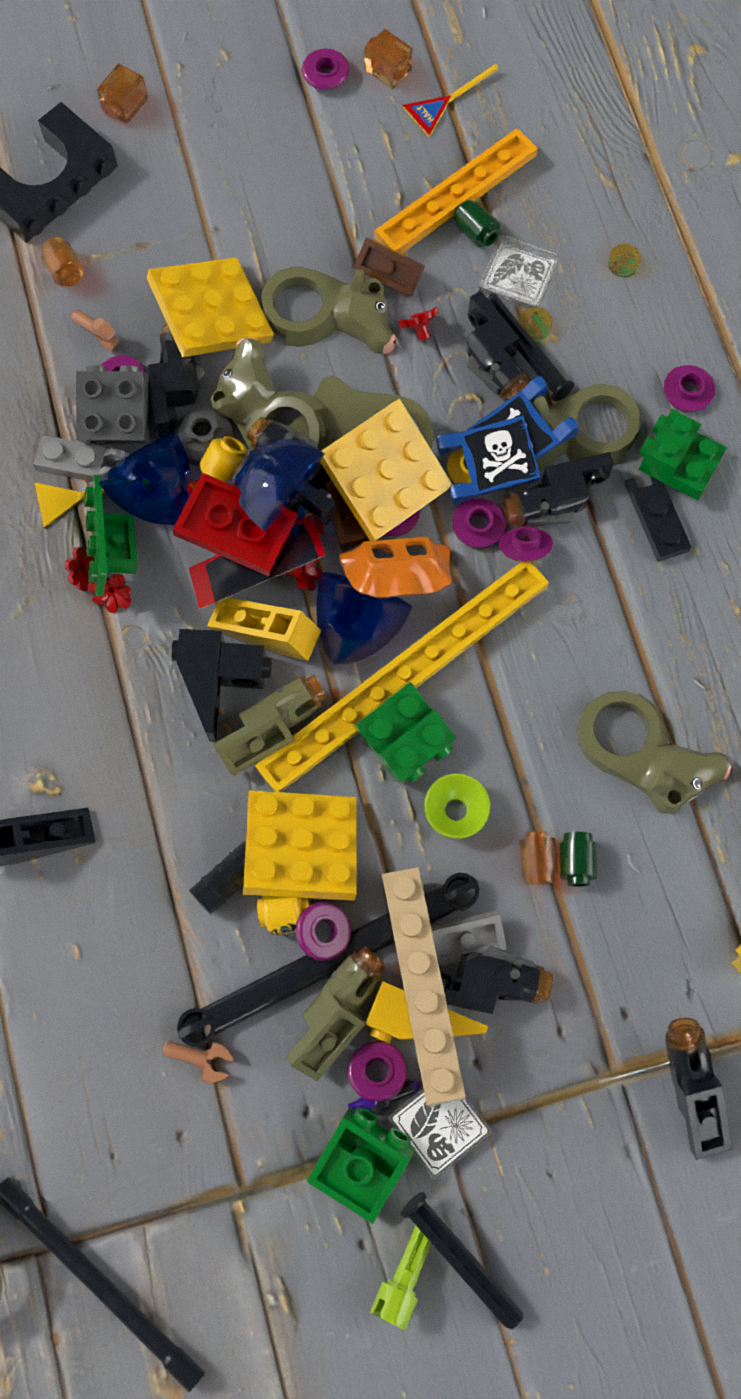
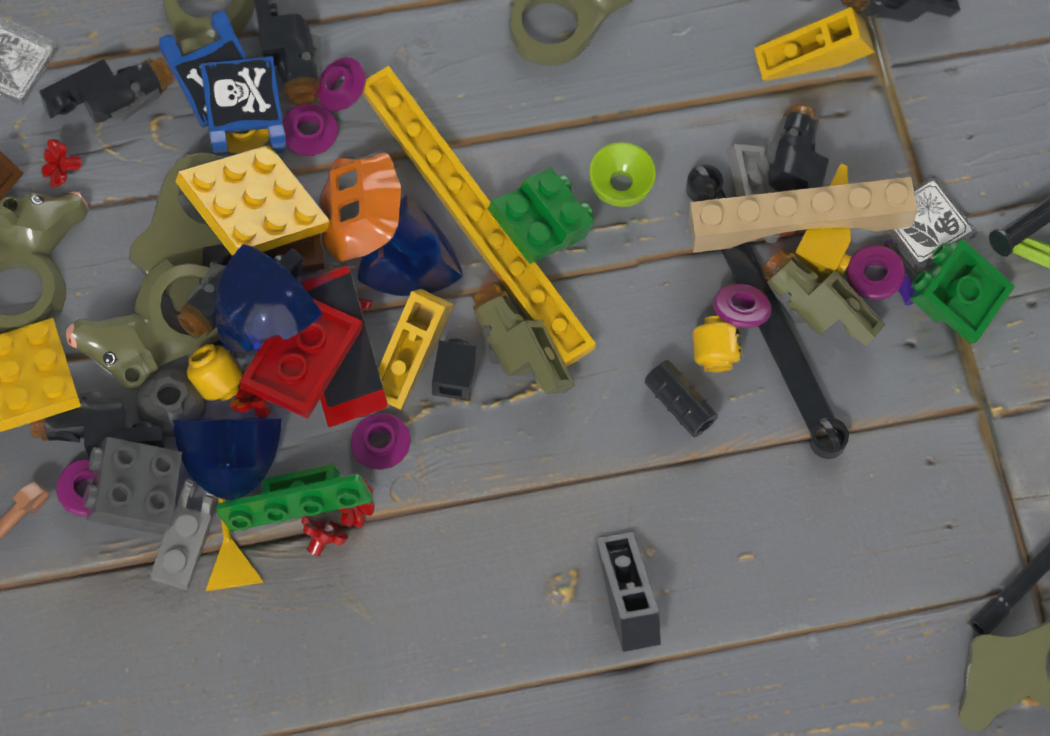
camera: 90 degrees left, 5 degrees down
(171, 624) = (383, 457): none -> magenta piece
(199, 661) = (458, 412): black slope -> none
(200, 1058) = (859, 435): nougat bar -> none
(300, 846) = (654, 320): yellow plate -> none
(533, 354) = (114, 54): black axle -> none
(536, 322) = (75, 50): clear yellow tile -> none
(538, 858) = (676, 108): clear orange brick -> none
(578, 859) = (679, 73): dark green brick -> none
(627, 1000) = (816, 47): none -> yellow slope

